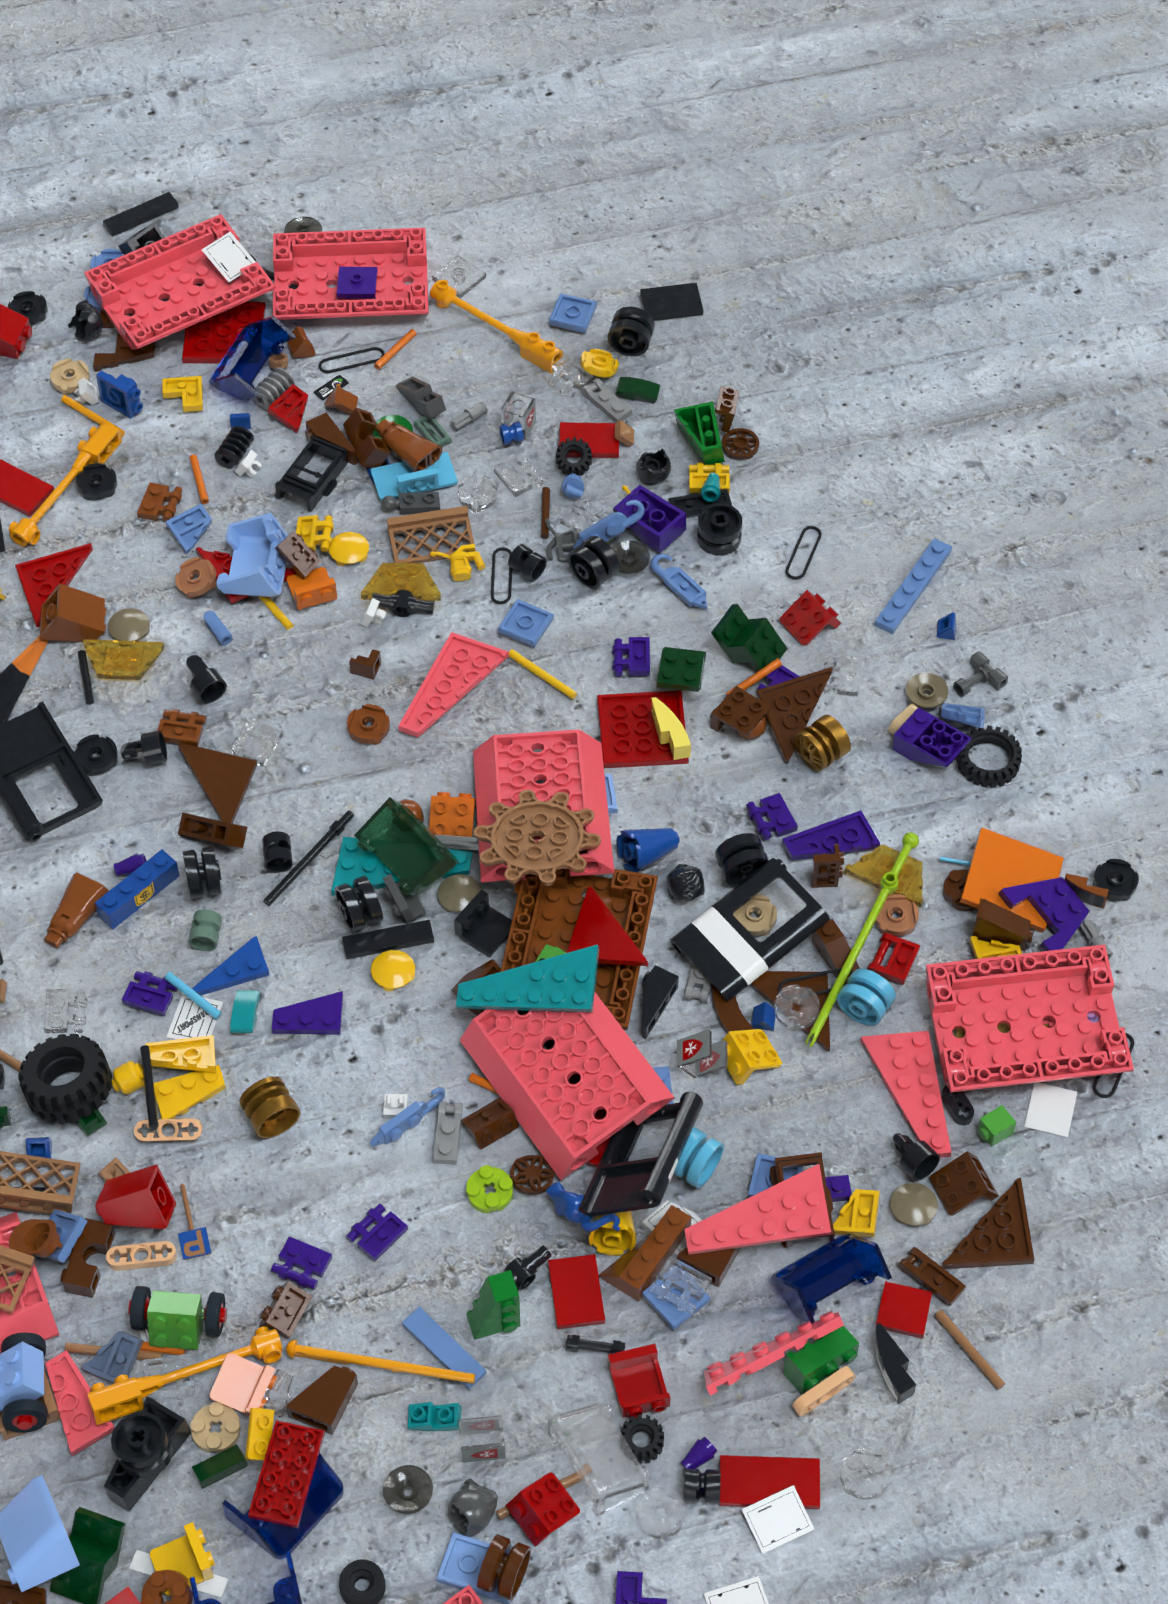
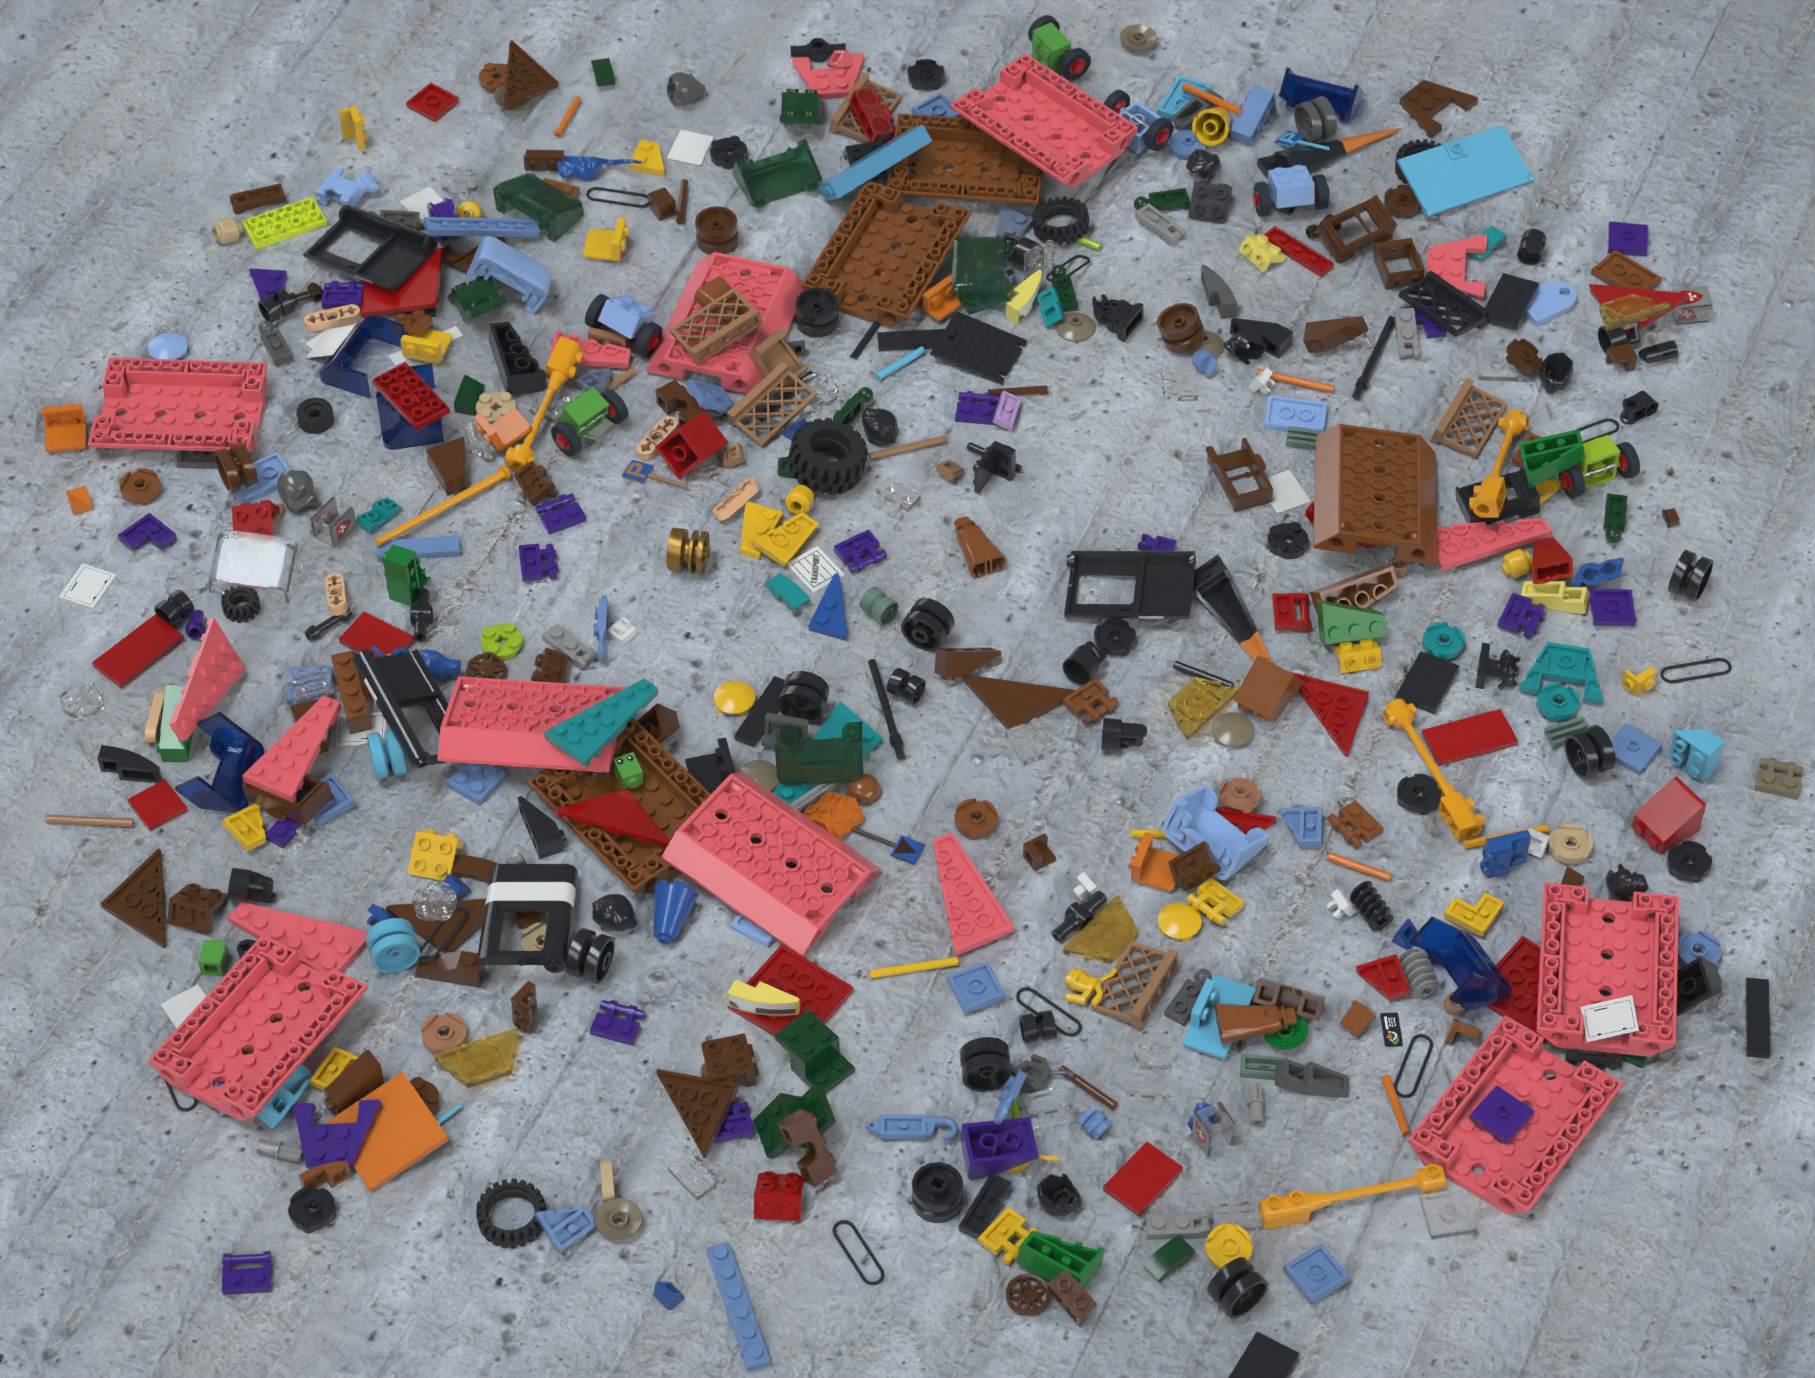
camera: 130 degrees right, 5 degrees down
(35, 1238) = (711, 371): dark orange piece -> none
(129, 864) = (983, 602): dark purple cone -> none
(137, 889) = (957, 587): blue brick -> none
(142, 1445) = (507, 340): black wheel -> none
(149, 1087) = (774, 497): black bar -> none
(194, 996) = (830, 570): medium azure bar -> none
(217, 628) = (1178, 782): medium blue bar -> none
(259, 1433) = (456, 401): yellow bracket -> none
(303, 224) = (1622, 1117): clear smoke dish -> none
(312, 1016) = (744, 630): dark purple wing -> none
(325, 429) = (1322, 979): reddish brown slope -> none
(327, 481) = (1275, 913): black piece -> none
(407, 1478) = (345, 469): clear smoke dish -> none
(436, 753) = (904, 849): none -> piece
(517, 826) = (729, 782): medium nougat plate -> none
(569, 446) = (1128, 1151): black tyre -> none
(578, 1351) = (340, 598): none -> light nougat beam
(624, 433) = (1121, 1205): medium nougat tile -> none
(631, 556) = (973, 1098): clear smoke dish -> none
(638, 656) = (865, 1043): dark purple plate -> none
(638, 1381) = (276, 627): red panel -> none
(701, 1054) = (460, 822): piece -> none
(711, 488) = (986, 1214): teal cone -> none
(758, 675) = (756, 1102): orange piece -> none
(767, 606) = (818, 1161): none -> reddish brown arch
(778, 1519) = (111, 636): white sticker -> none
(822, 743) = (640, 1091): pearl gold wheel -> none
(841, 1041) = (378, 914): none -> blue tile
(850, 832) = (550, 1052): dark purple wing -> none
(888, 886) = (467, 1032): lime bar -> none
(900, 960) = (404, 1005): red plate -> none
(913, 1204) = (216, 867): dark tan dish -> none
(929, 739) = (565, 1174): dark purple slope -> none
(932, 1276) = (159, 835): reddish brown plate -> none
(984, 673) = (594, 1279): dark grey bar -> none

